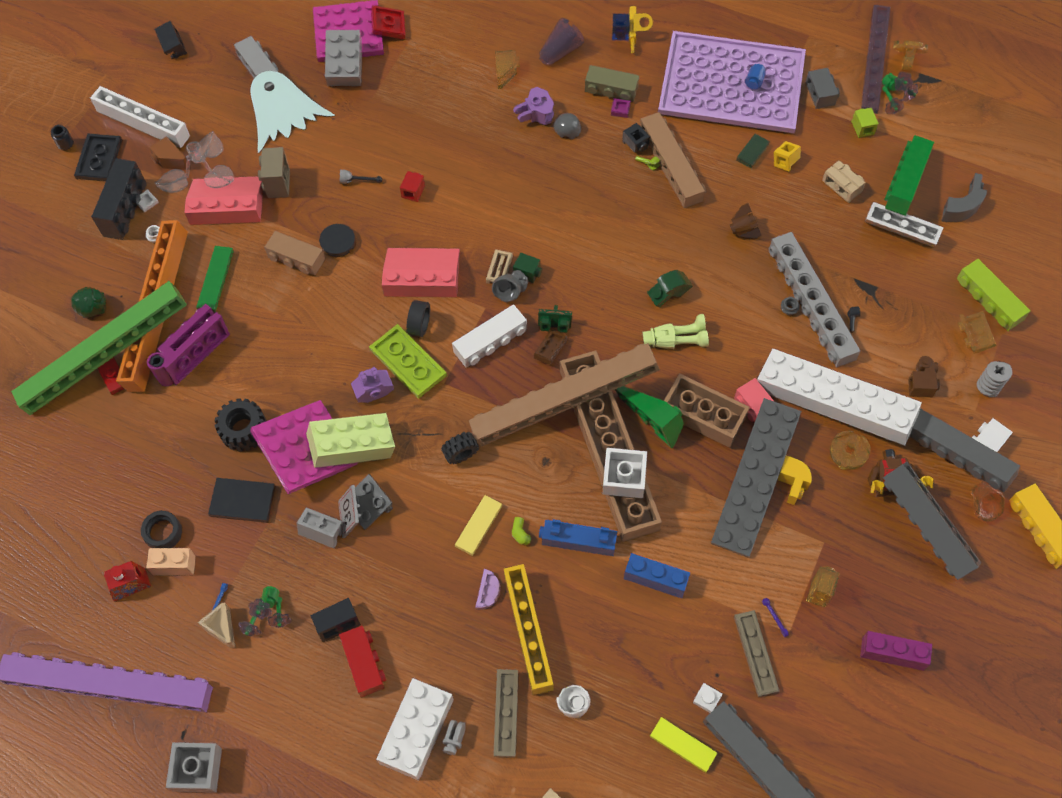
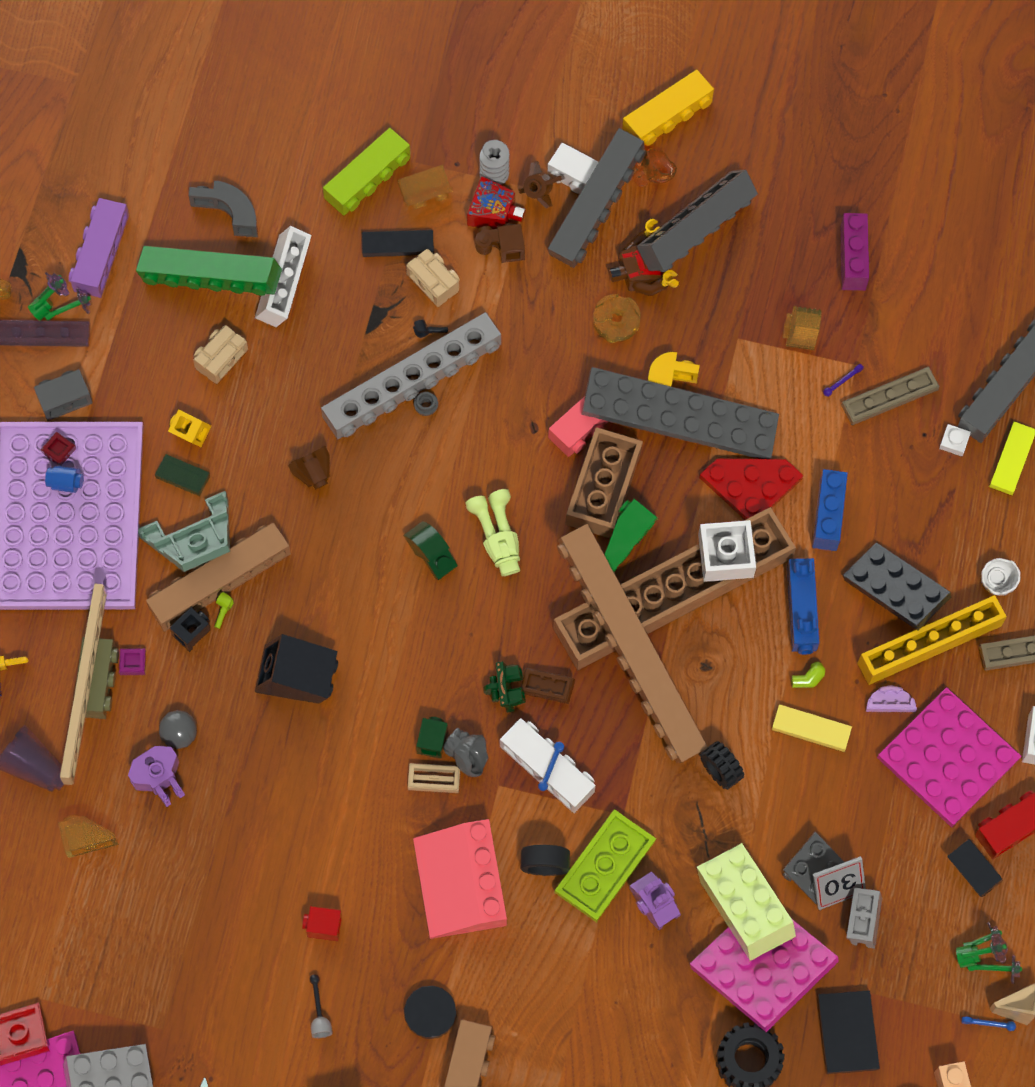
camera: 105 degrees left, 5 degrees up
(431, 625) = (949, 757): none -> dark pink plate
(498, 339) = (558, 747): none -> blue hinge
(578, 611) = (897, 586): none -> plate
(592, 193) = (296, 670): none -> black slope
(604, 67) = (83, 684): none -> tan tile
(690, 524) = (751, 483): none -> red plate
(698, 148) = (196, 542): none -> sand green wing
(780, 78) = (58, 449): none -> dark red tile
(839, 396) = (556, 332): white brick -> none
(864, 122) = (115, 336): lime brick -> none
(895, 325) = (433, 277): none -> tan brick
(929, 309) = (396, 243): none -> black tile
(937, 120) = (99, 247): none -> medium lavender brick
(957, 376) = (493, 206): none -> red torso
(973, 408) = (544, 184): none -> reddish brown brick

